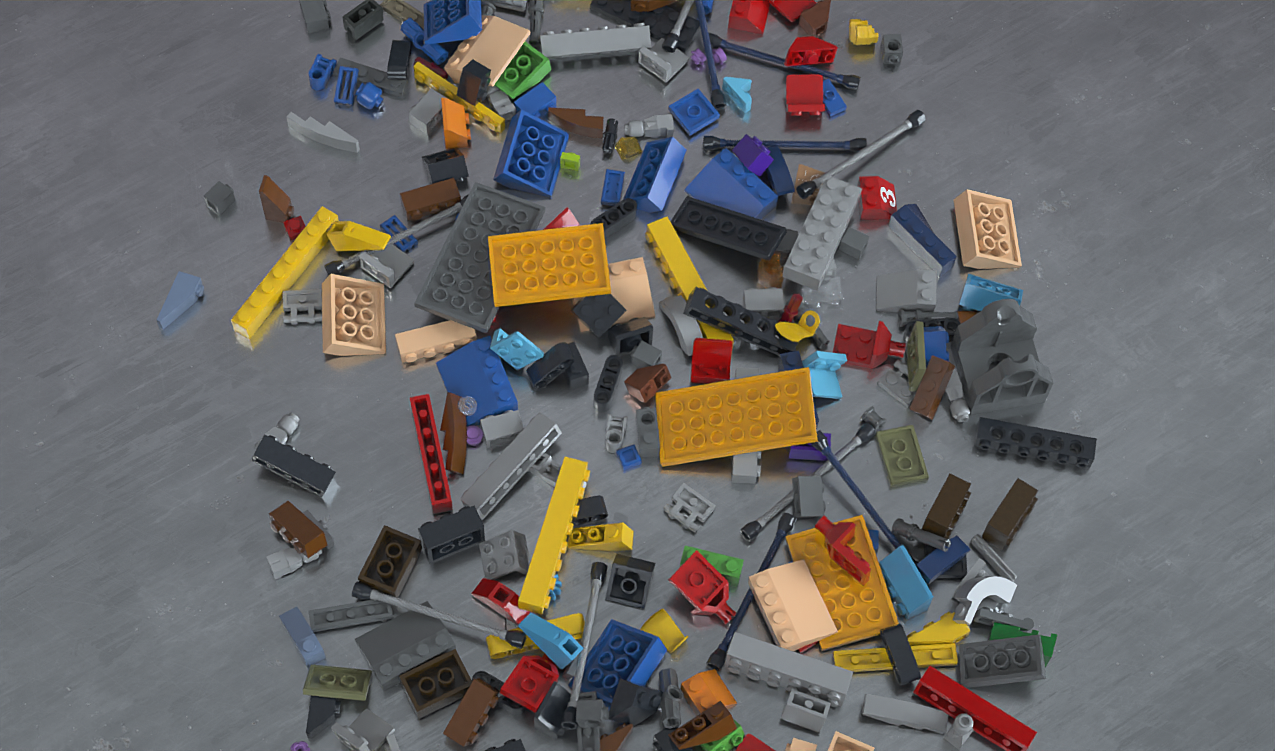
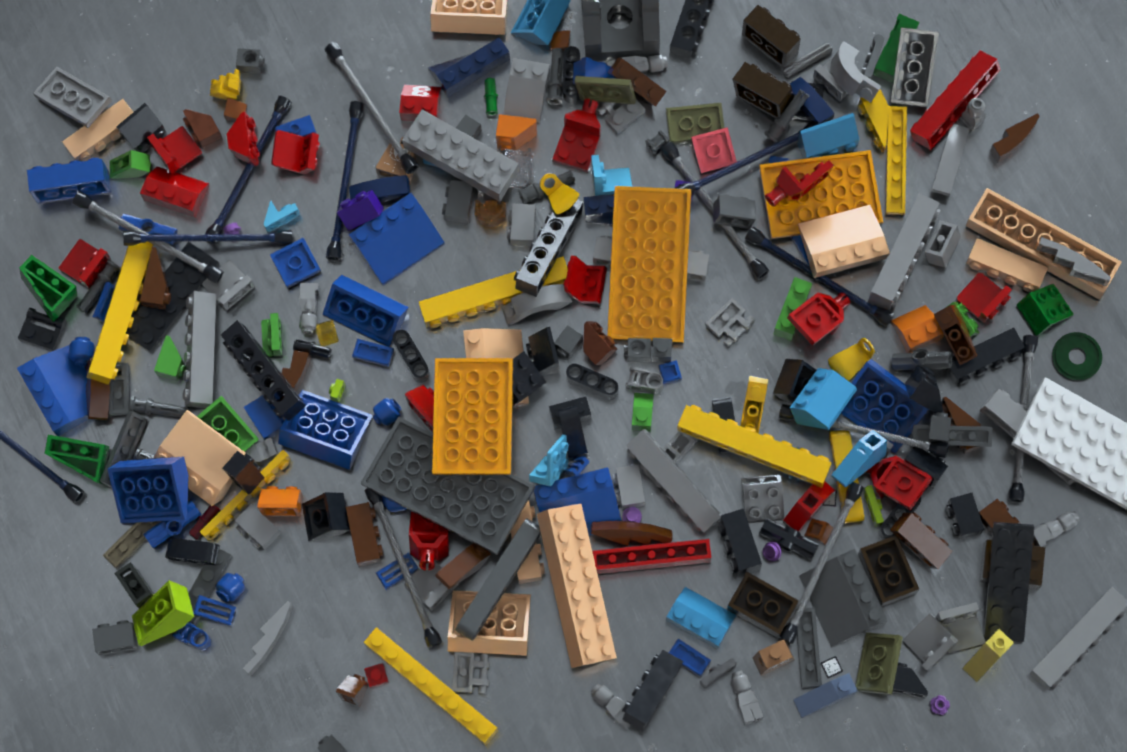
camera: 75 degrees left, 10 degrees up
(297, 529) = (721, 690): reddish brown brick -> none
(332, 501) = (691, 658): none -> blue plate
(334, 641) = (831, 667): none -> sticker
(337, 578) = (773, 657): none -> medium nougat torso
(338, 43) = (163, 613): none -> lime slope
(356, 237) = (404, 609): yellow slope -> none
(373, 506) = (700, 617): none -> dark azure slope
(391, 312) = (499, 579): none -> dark grey beam
(391, 382) = (576, 585): none -> light nougat brick
(400, 278) = (463, 565): none -> reddish brown slope
(423, 251) = (427, 541): none -> red plate
(448, 569) = (772, 551): none -> medium lavender plate
(463, 585) = (788, 539): none -> black piece
(467, 405) = (606, 516): clear plate -> none
(476, 613) = (819, 531): none -> dark orange slope
(505, 666) = (874, 506): none -> lime plate
(515, 373) = (579, 464): none -> blue tile
(554, 204) = (386, 412): none -> blue head
(579, 92) = (292, 403): none -> black brick
(582, 18) = (169, 361): none -> bright green slope
(582, 432) = (642, 412): none -> bright green slope
(612, 597) = (822, 399): none -> dark azure slope
(617, 101) = (272, 335): none -> bright green bracket
(698, 56) = (230, 250): medium lavender plate -> none
(728, 228) = (440, 245): black plate -> none
(791, 309) = (537, 199): dark red axle -> none
(842, 41) = (233, 109): none -> dark orange slope
(857, 281) = (514, 131): none -> orange slope
(873, 472) = (713, 150): none -> coral plate
(895, 261) = (490, 96): none -> green axle
(900, 654) = (898, 153): black beam -> none

